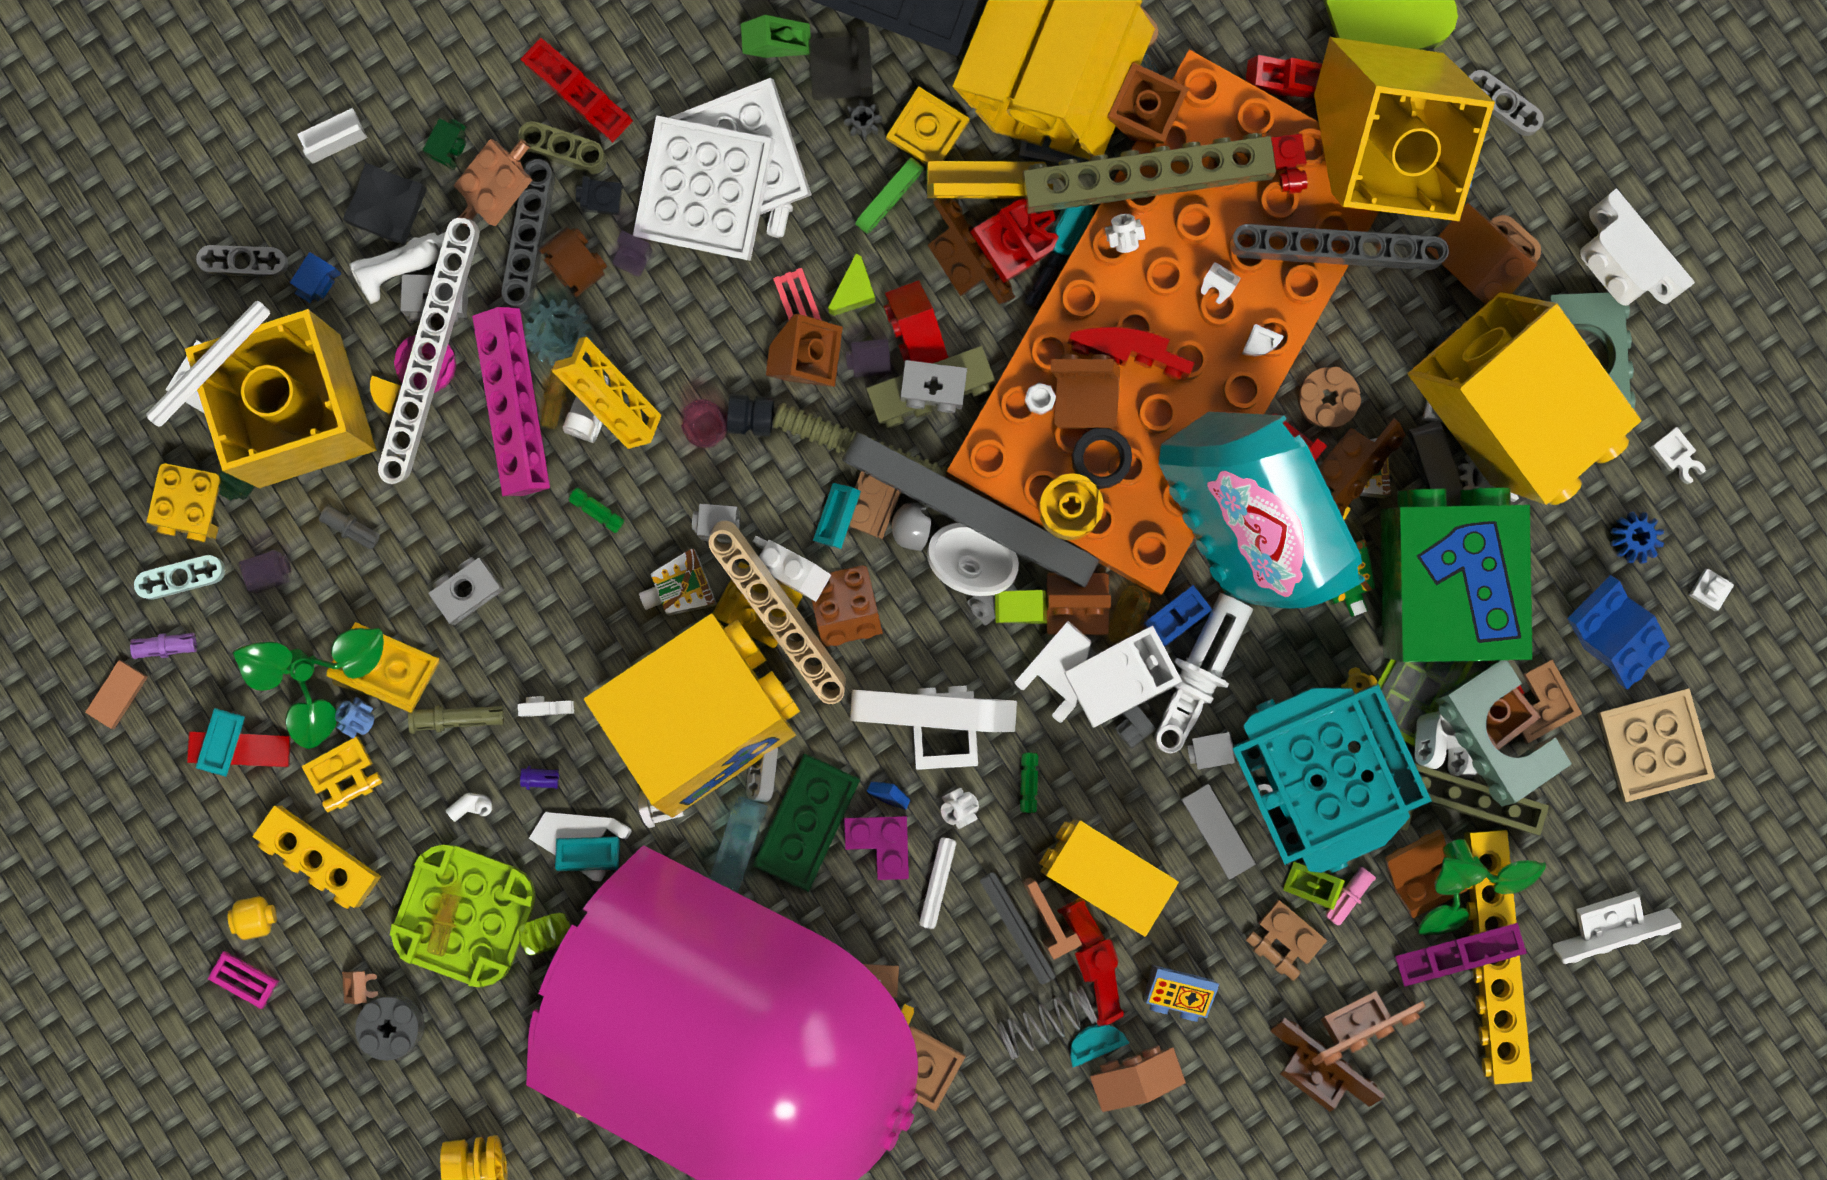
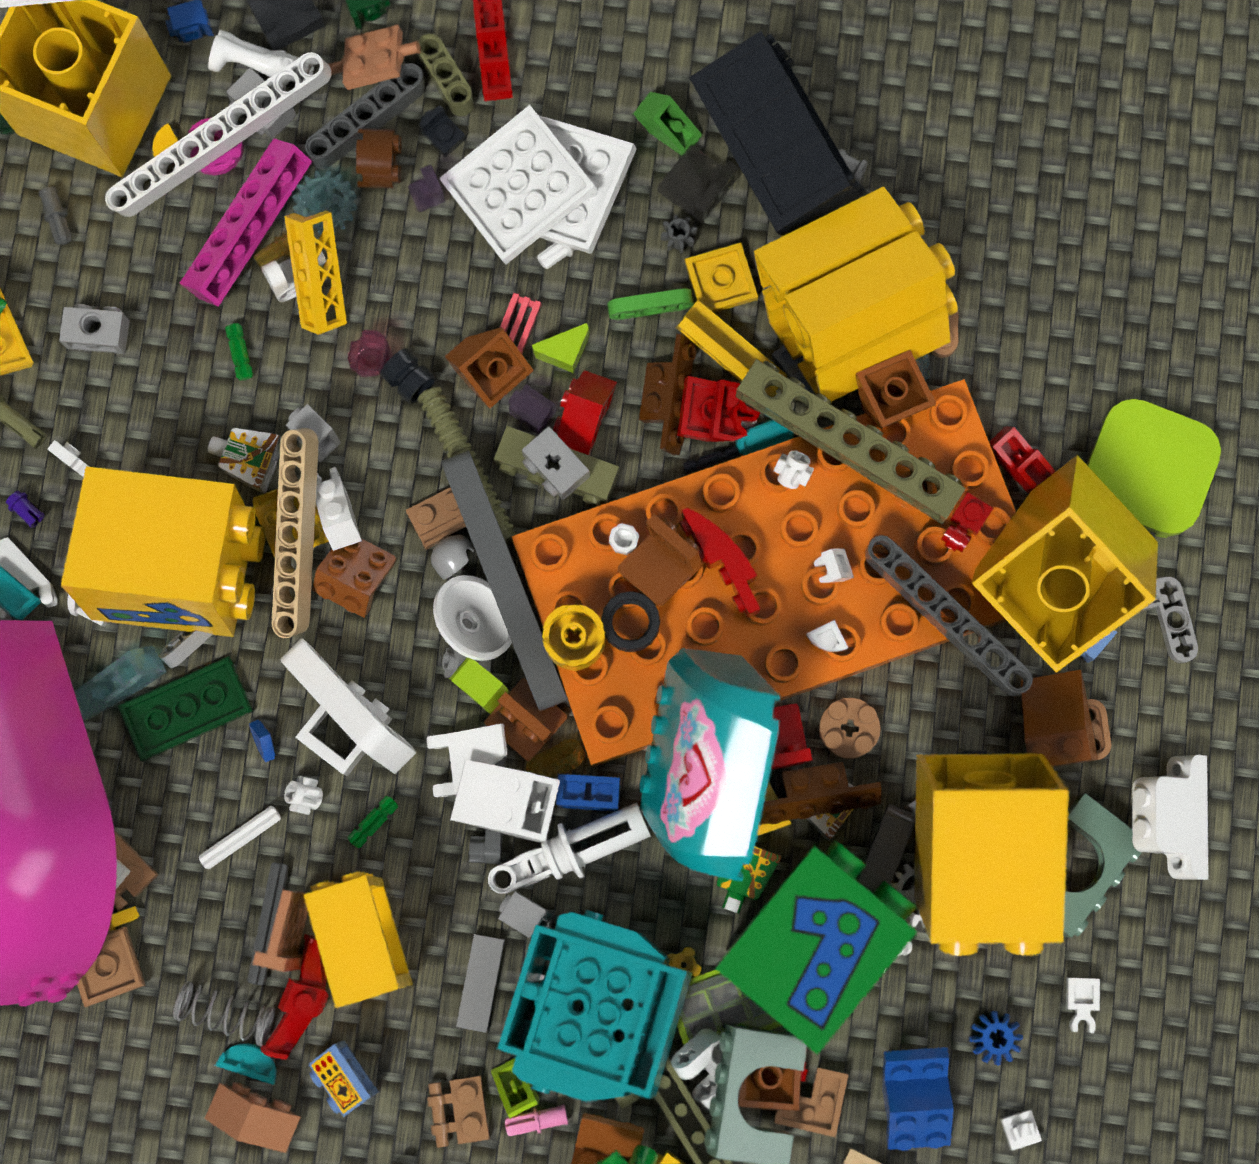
camera: 45 degrees right, 5 degrees down
(837, 515) = (406, 502): teal tile -> none
(887, 836) = (231, 771): magenta brick -> none

